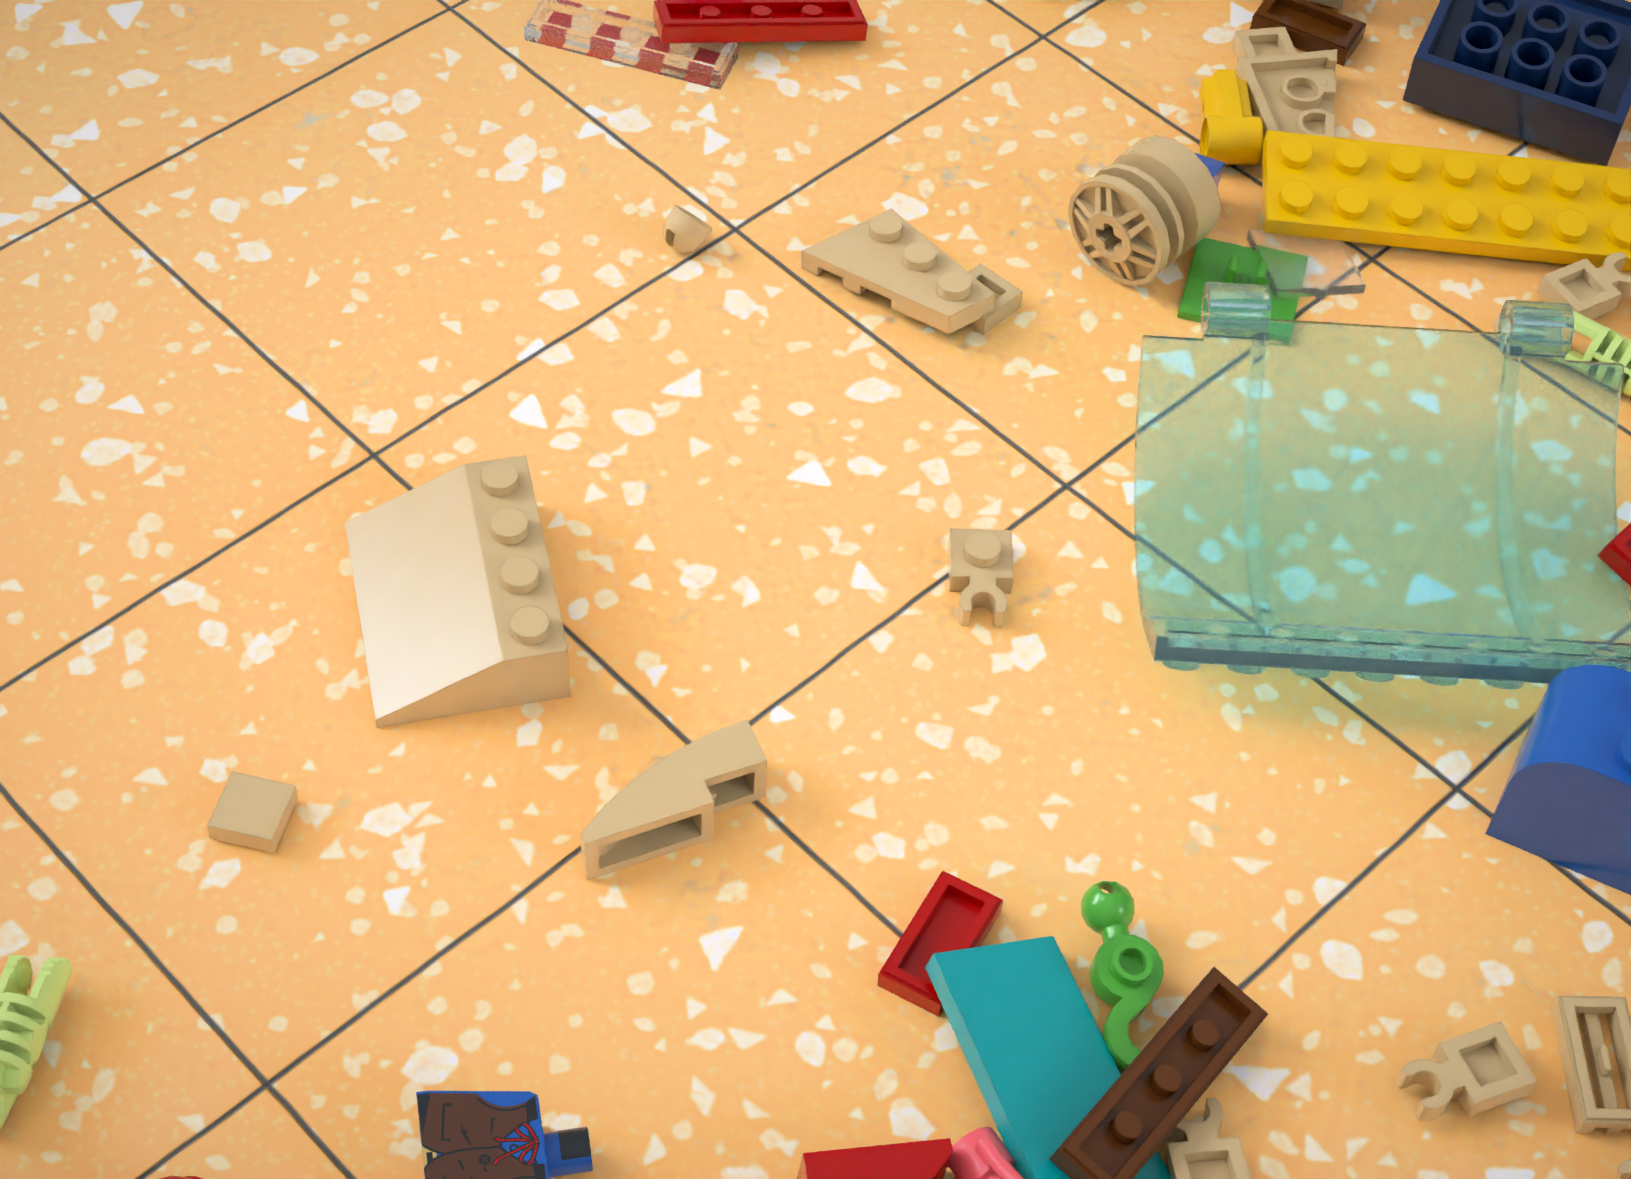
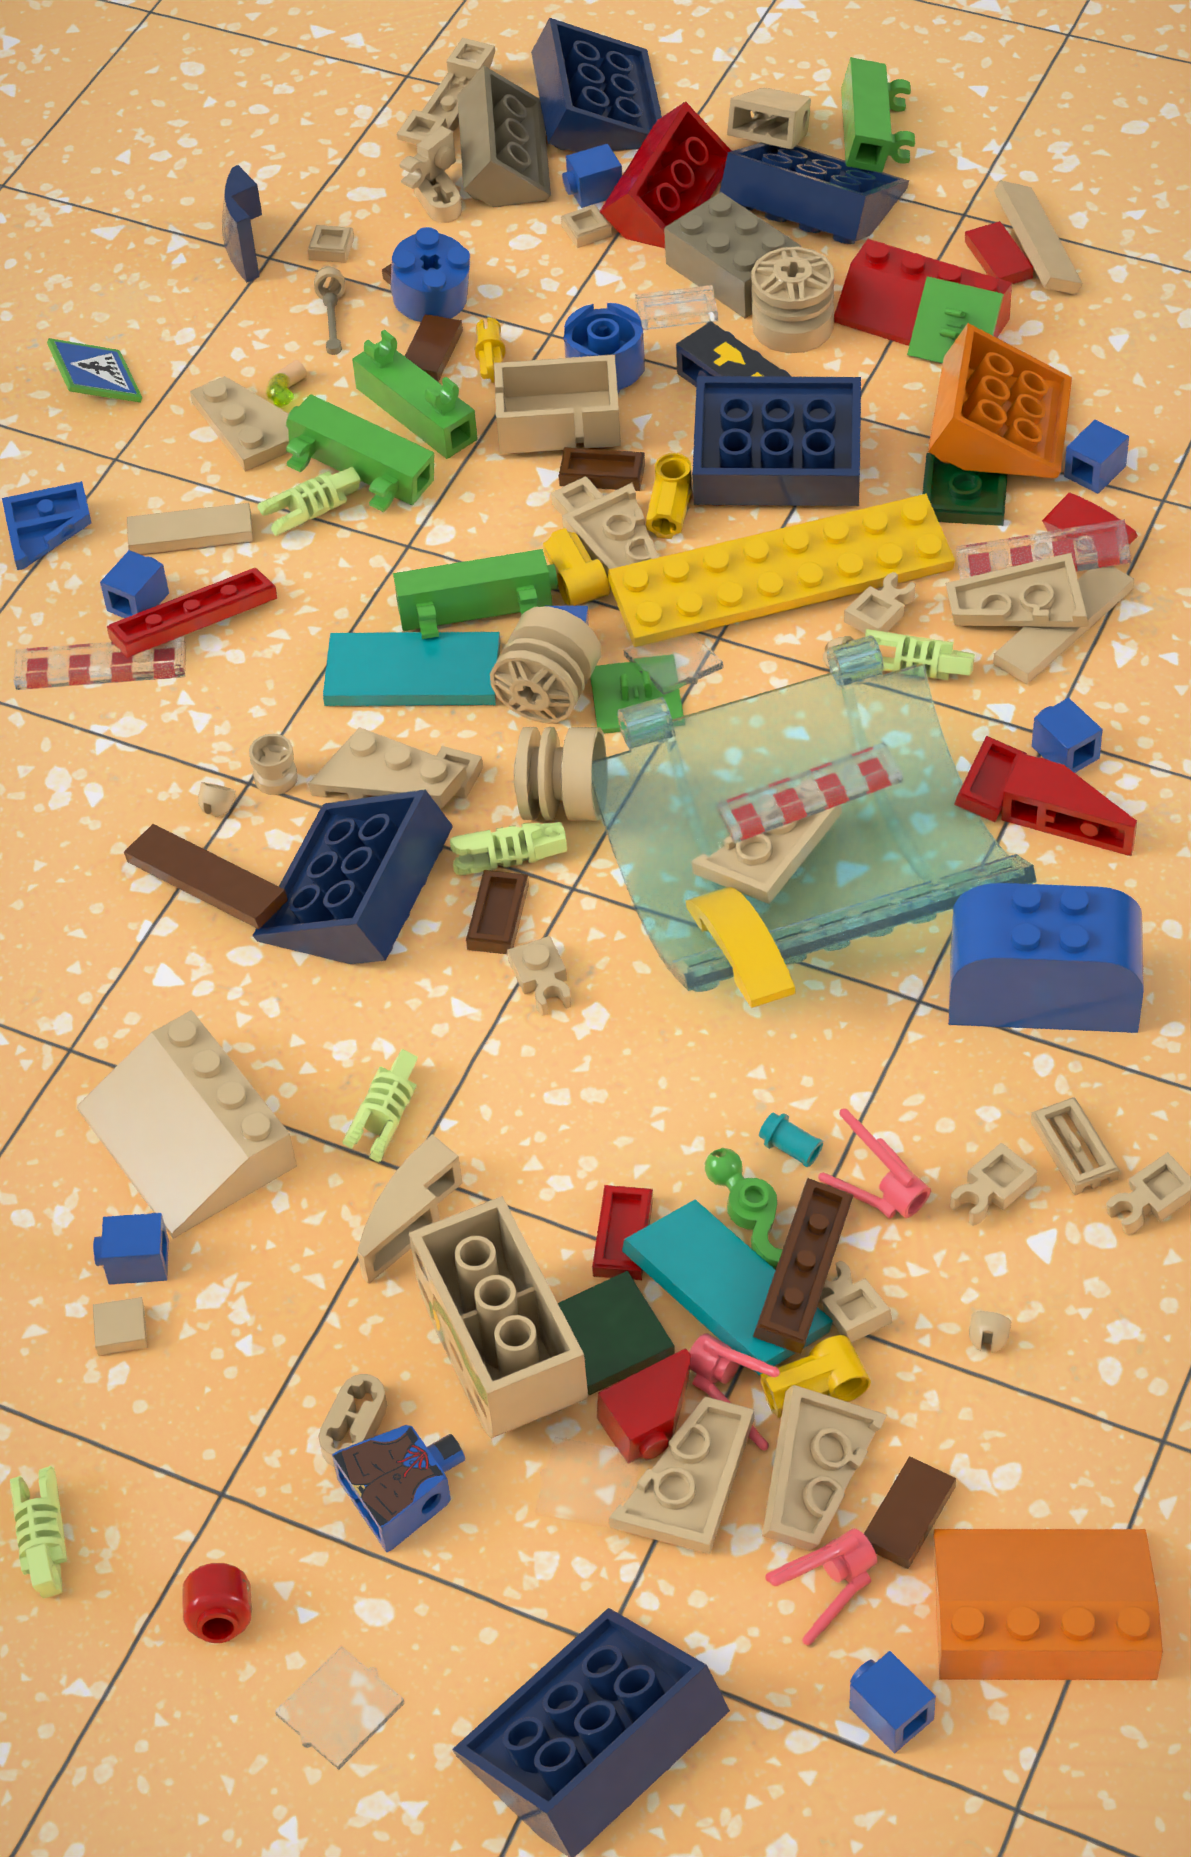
camera: 15 degrees left, 0 degrees up
(316, 720) = (133, 1248): none -> blue brick
(472, 1051) = (344, 1416): none -> tan beam
(630, 313) = (206, 876): none -> reddish brown tile
(709, 660) = (384, 1105): none -> yellowish green hinge
(712, 996) = (497, 1318): none -> tan brick
(770, 214) = (273, 764): none -> tan wheel
(807, 378) = (358, 877): none -> dark blue slope
(859, 1072) = (615, 1331): none -> dark green tile
(960, 479) = (497, 912): none -> reddish brown tile
(981, 166) = (410, 669): none -> teal tile
(1005, 405) = (507, 846): none -> yellowish green hinge
(1093, 102) = (473, 590): none -> bright green brick
(1101, 337) = (554, 773): none -> tan wheel
(1213, 904) = (790, 1139): none -> teal pin
(1253, 629) = (745, 943): none -> yellow slope
(1337, 1027) = (900, 1187): none -> coral plant
(1338, 526) = (766, 861): none -> tan wing
(1377, 78) = (670, 495): none -> yellow piece
(1414, 471) = (809, 792): none -> clear tile

